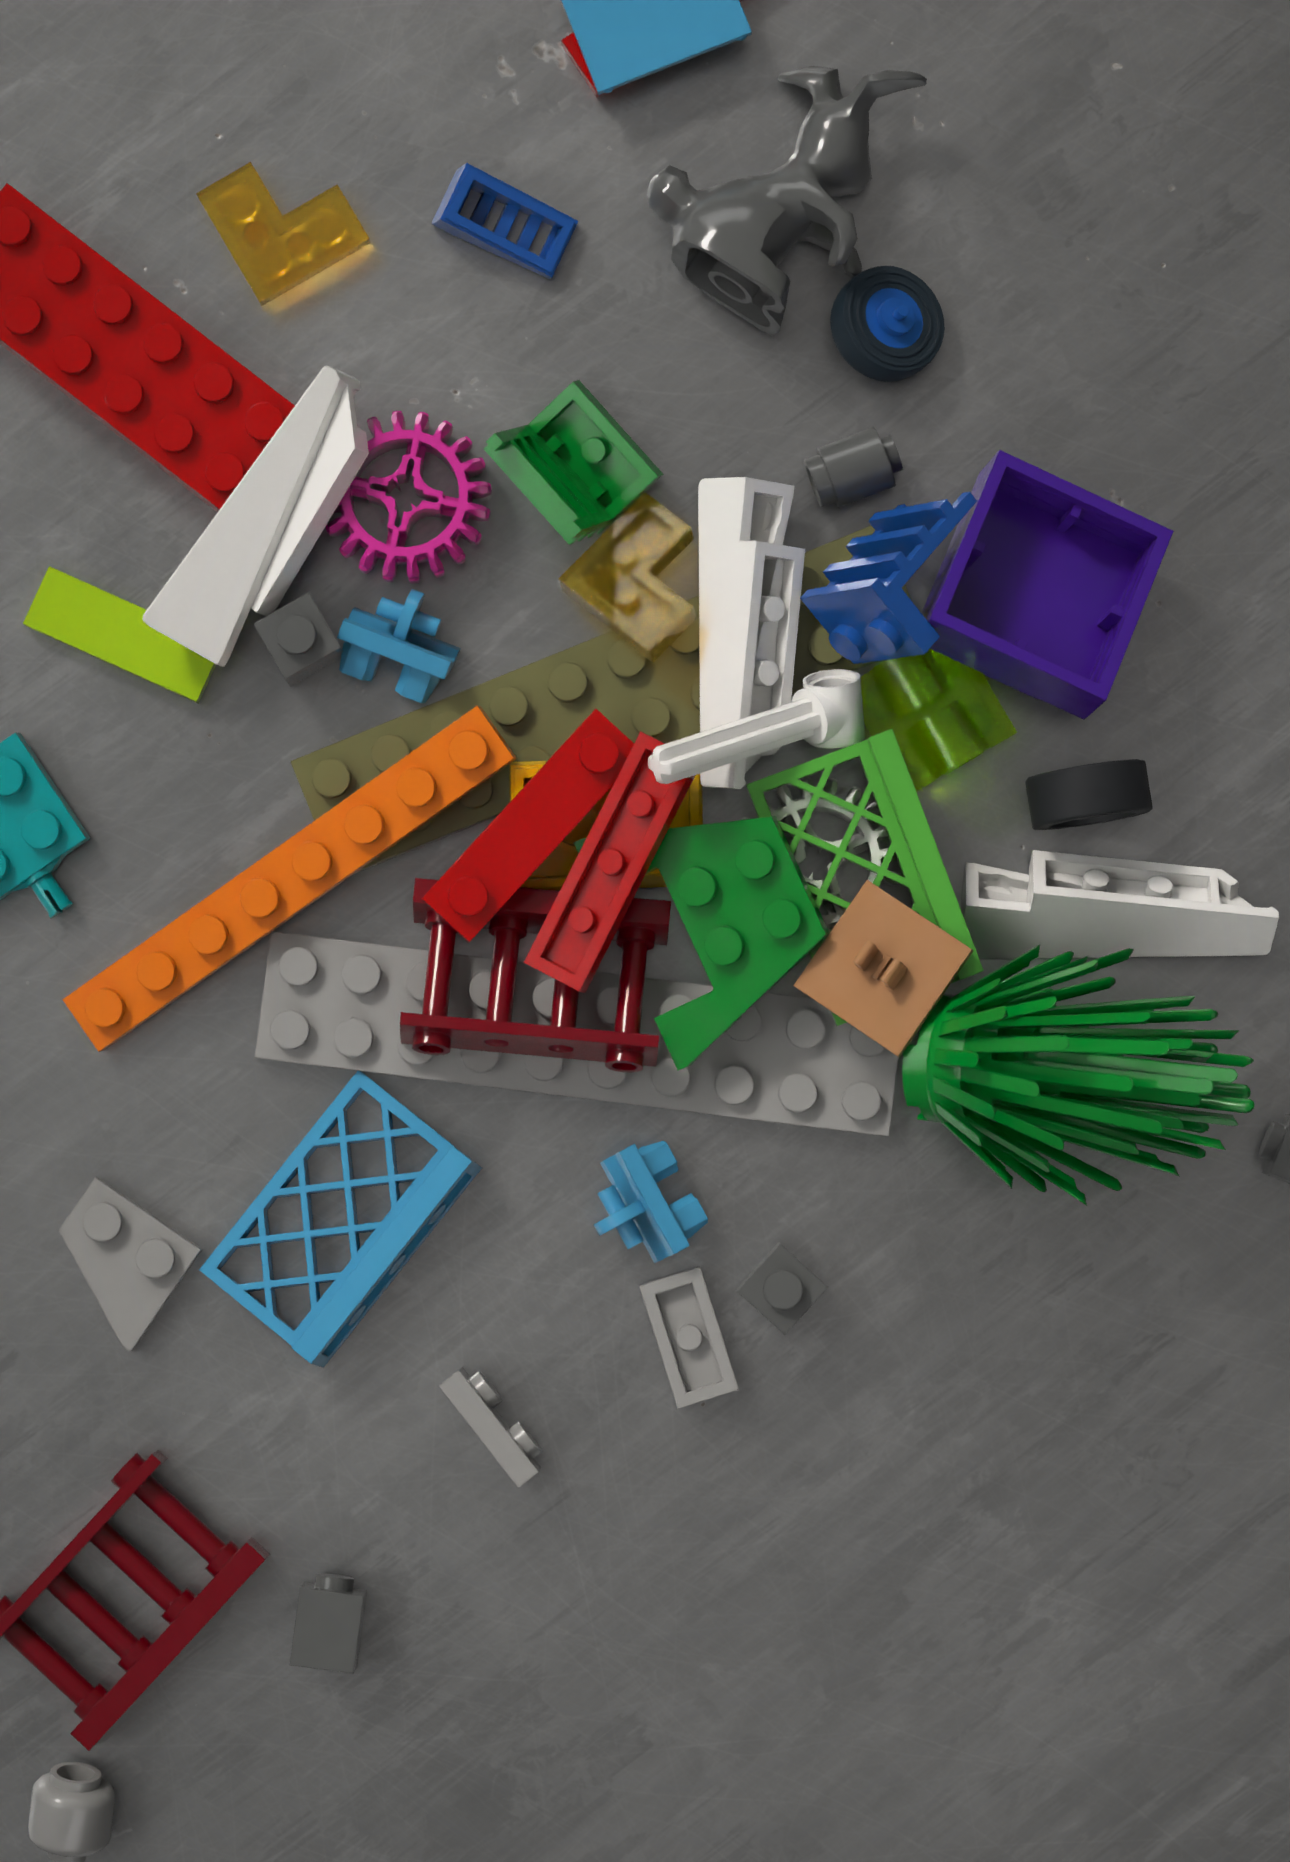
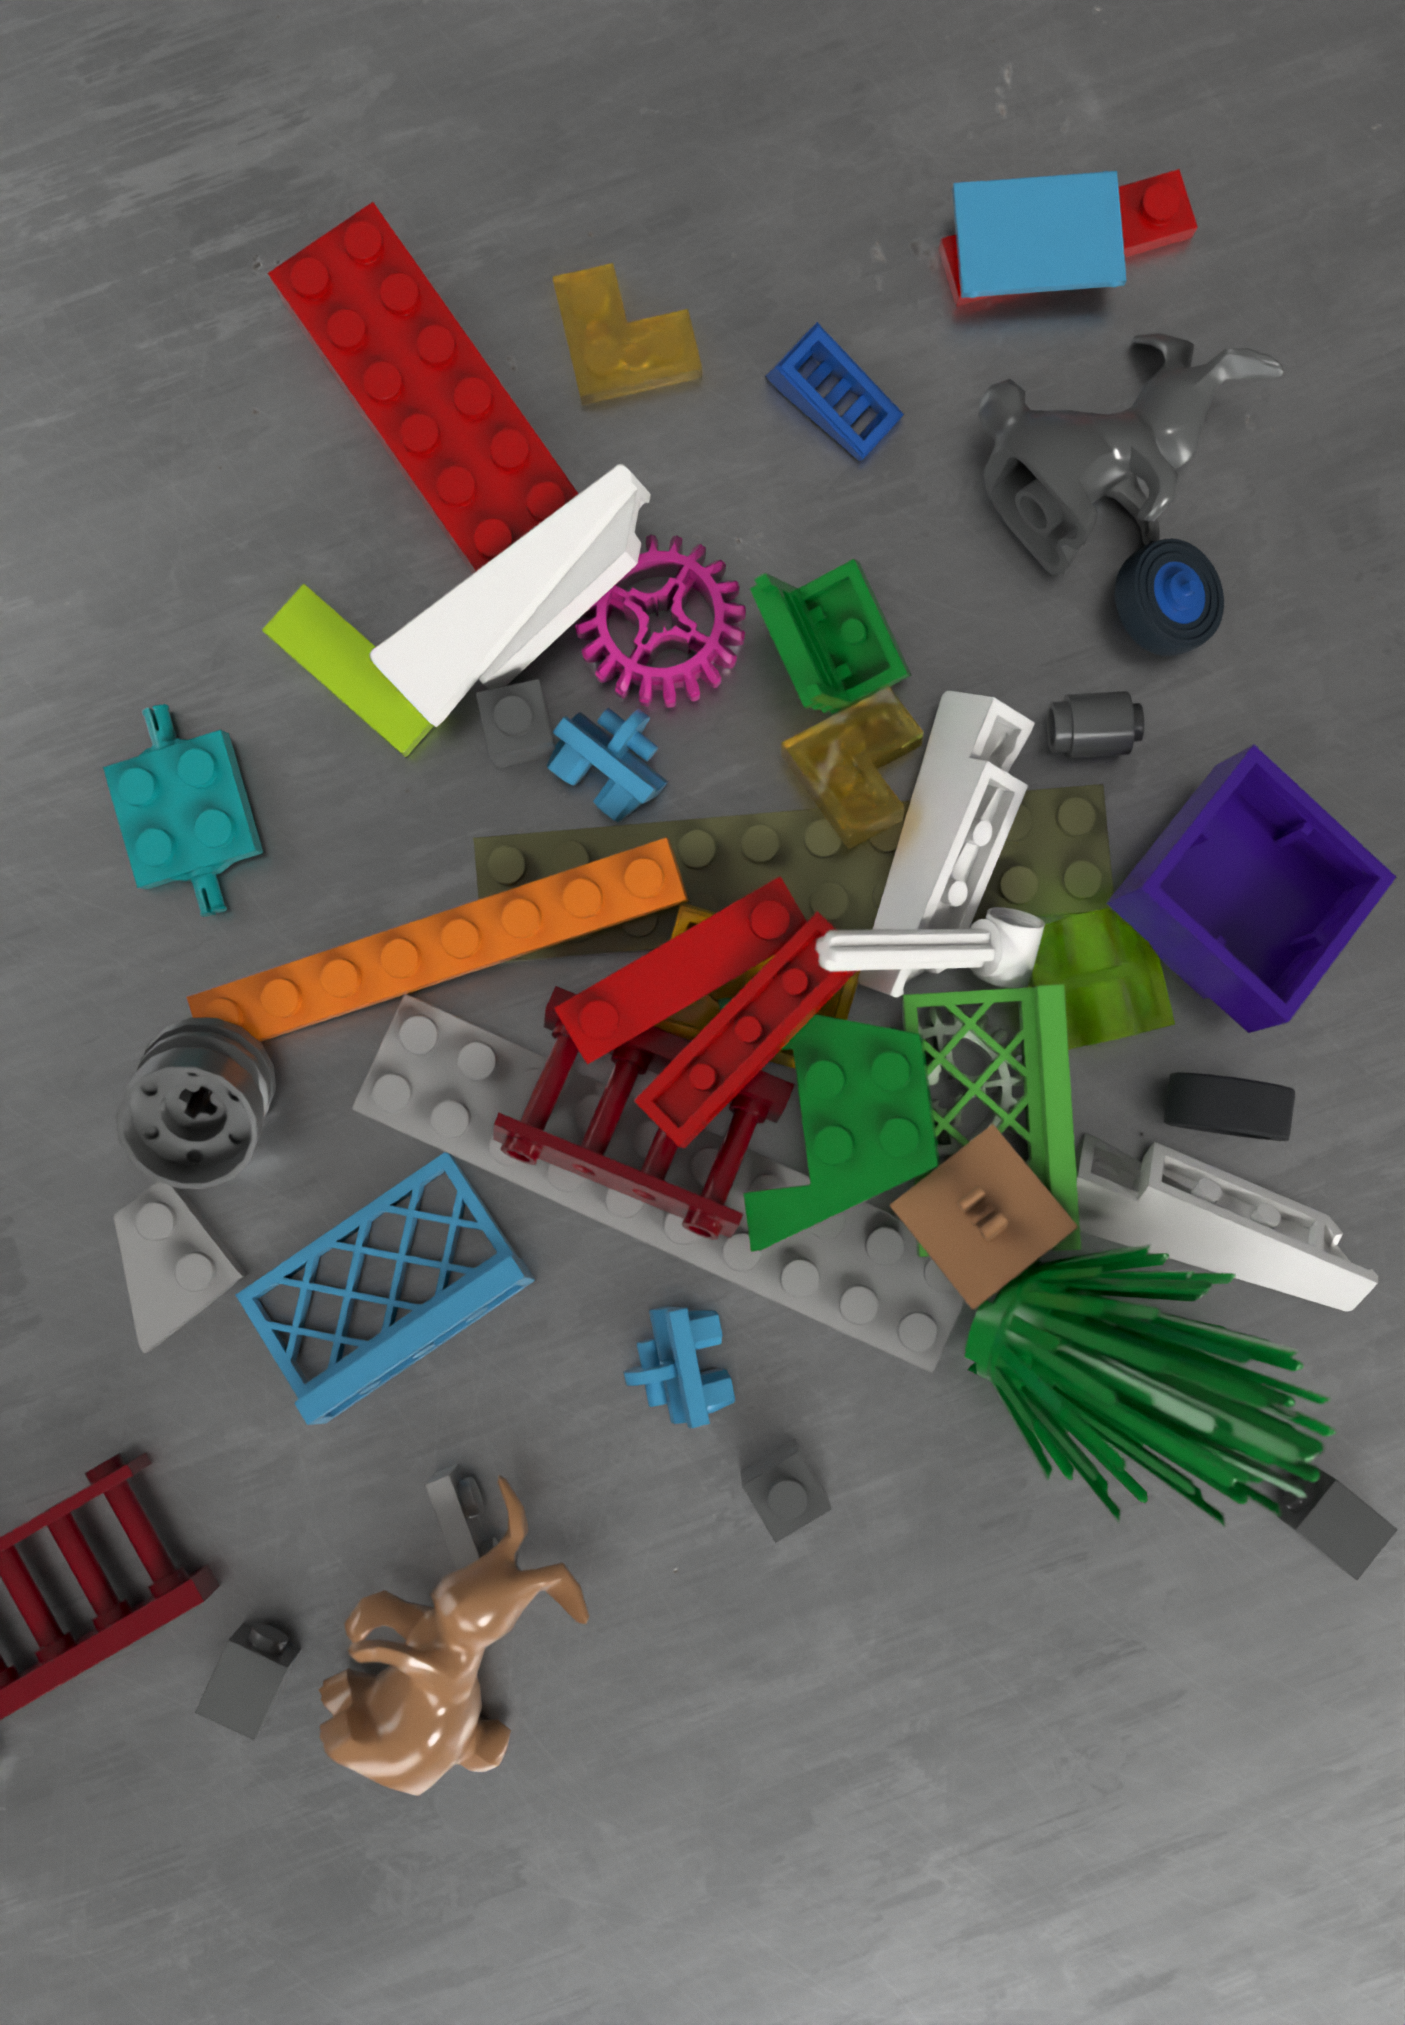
camera: 20 degrees right, 0 degrees up
(118, 1120) = (191, 1132): none -> dark grey wheel
(507, 1589) = (427, 1704): none -> medium nougat animal
(688, 1337) = (681, 1507): light grey plate -> none
(865, 601) = (1078, 853): blue plate -> none

